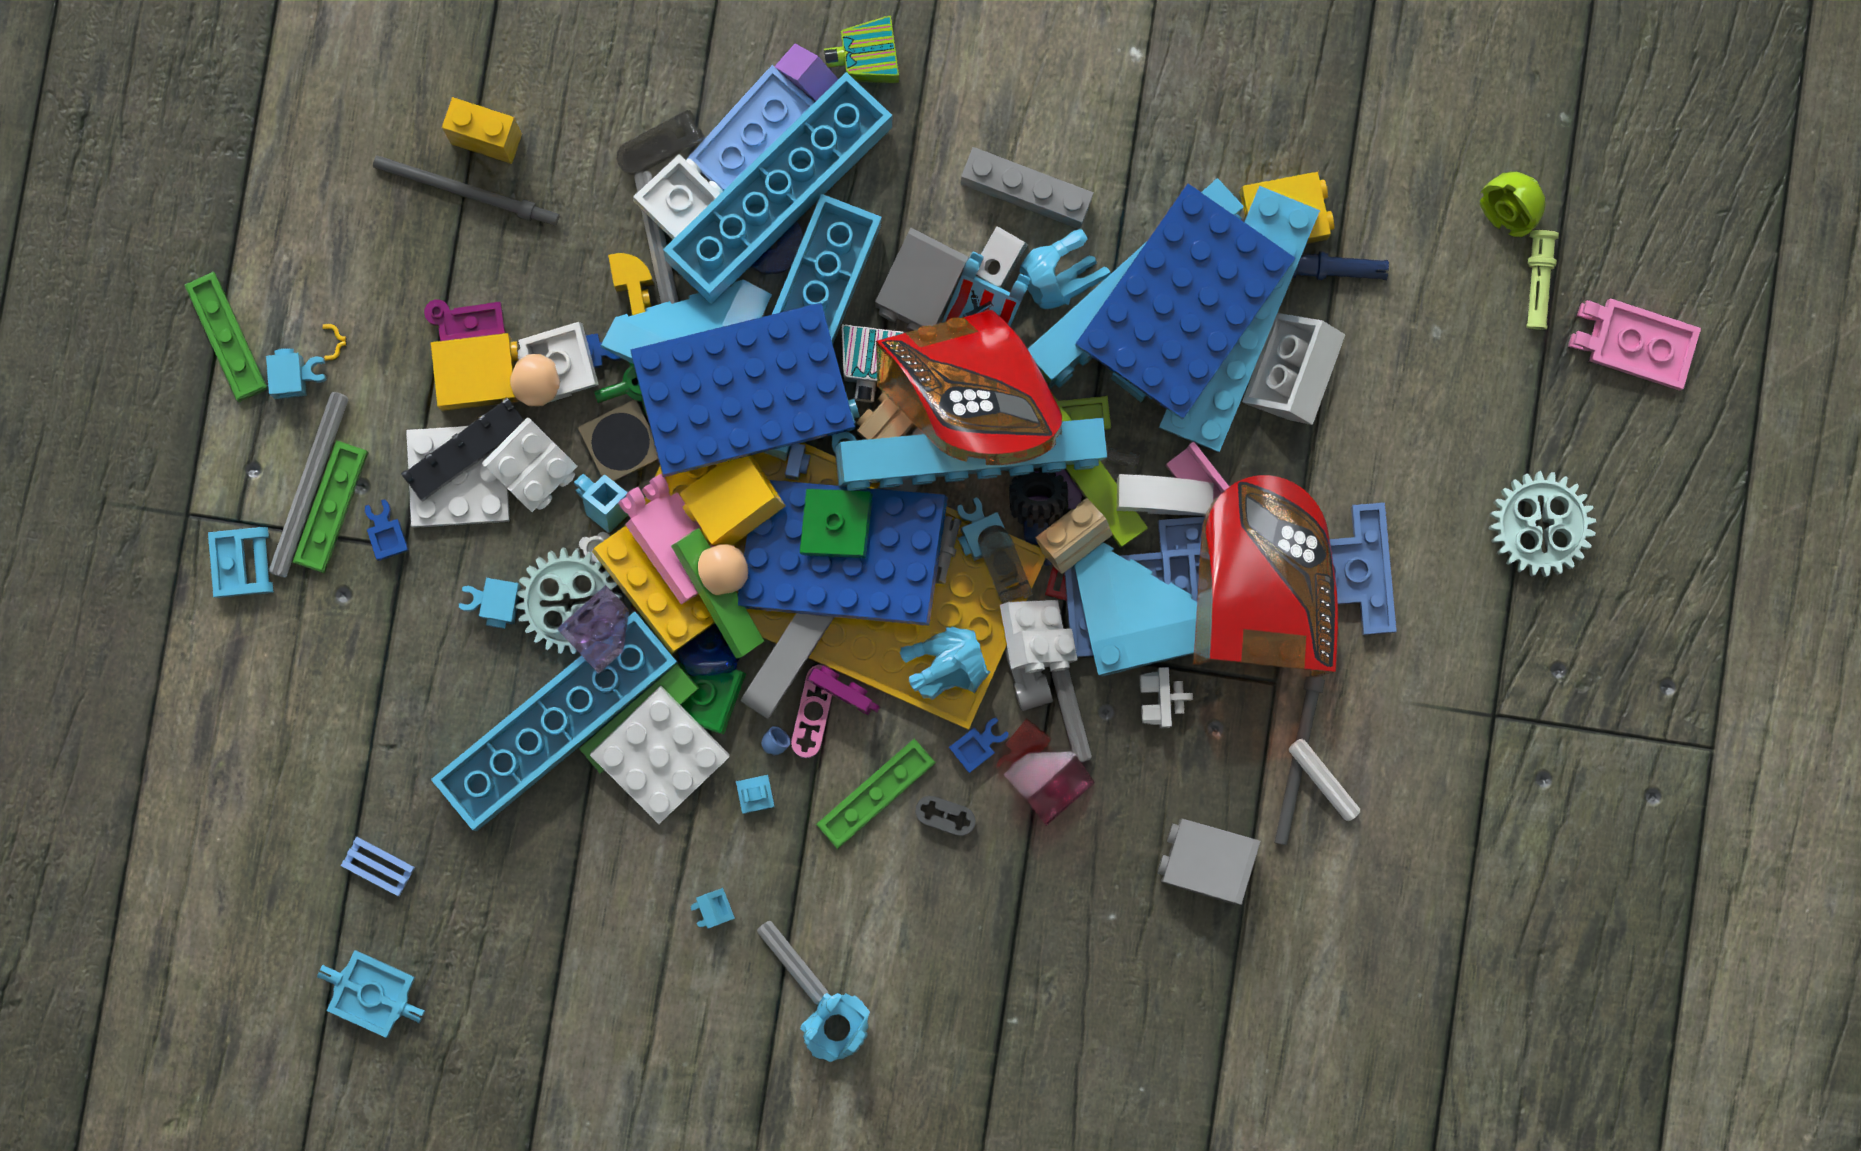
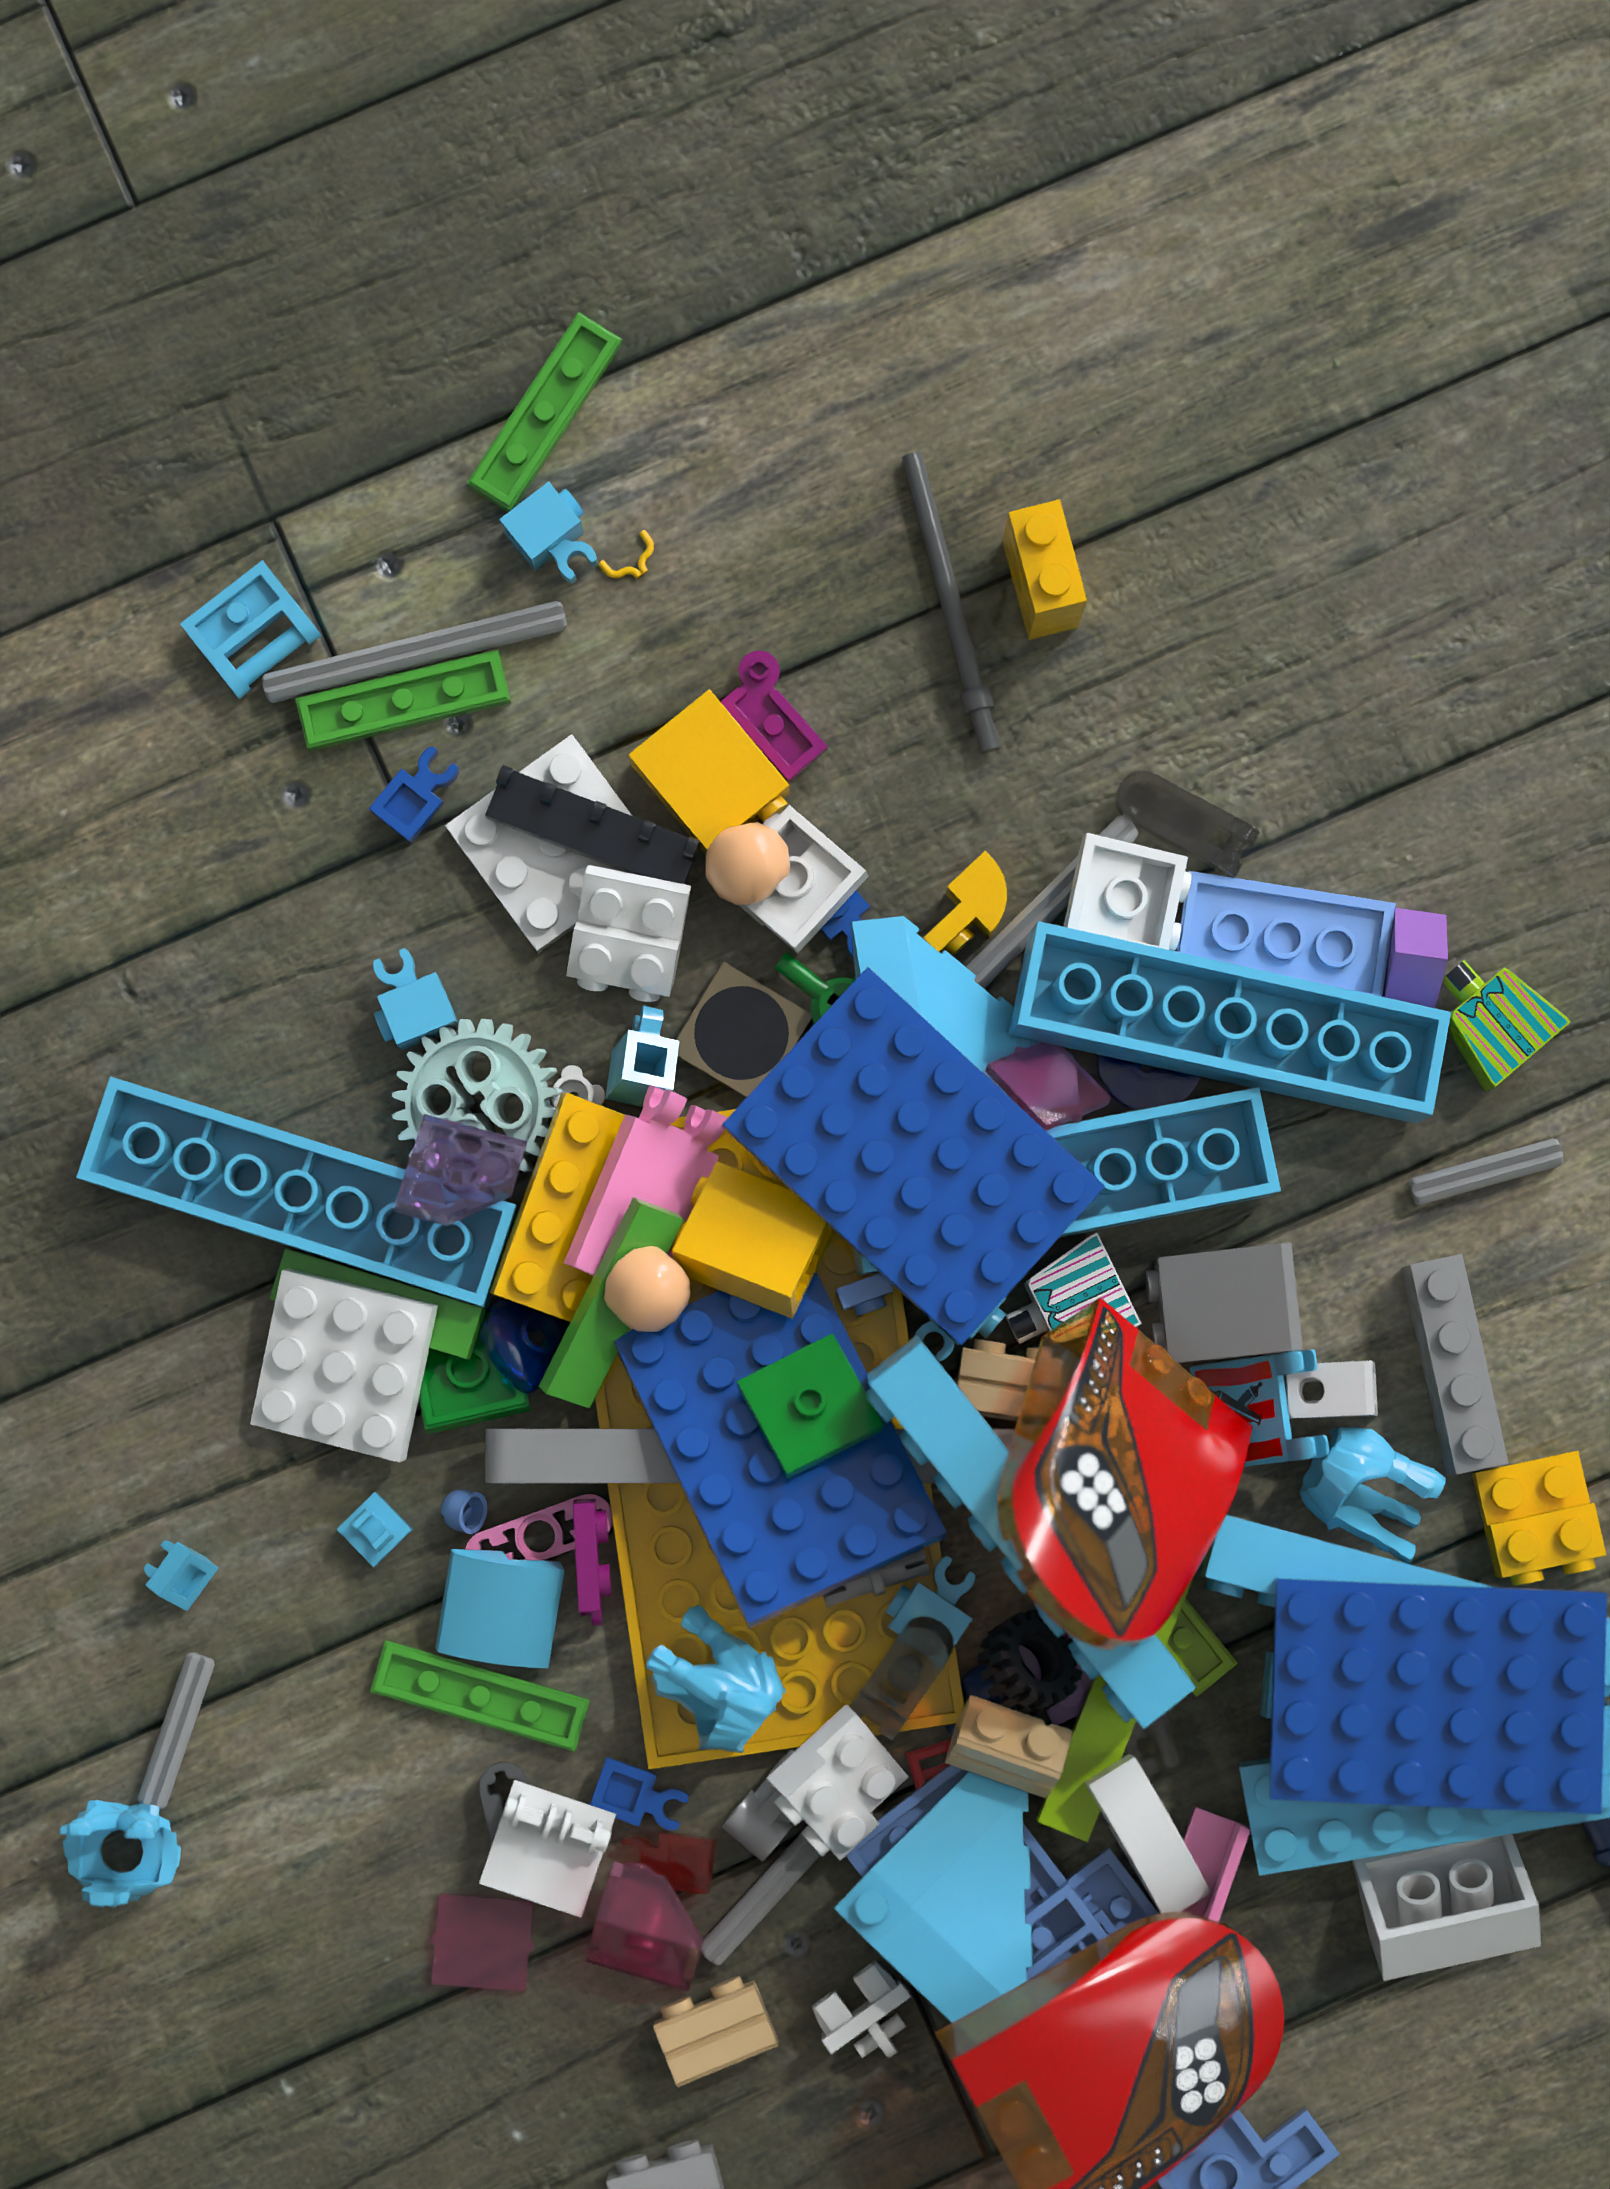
camera: 60 degrees right, 0 degrees up
(750, 299) = (1048, 1084): none -> clear pink piece
(837, 753) = (499, 1608): none -> medium azure slope
(939, 108) = (1486, 1171): none -> light grey axle
(976, 805) = (547, 1848): none -> white hinge
(1002, 872) = (482, 1942): none -> clear pink piece
(1123, 779) = (714, 2031): none -> tan brick
(1131, 196) = (1538, 1518): none -> yellow plate

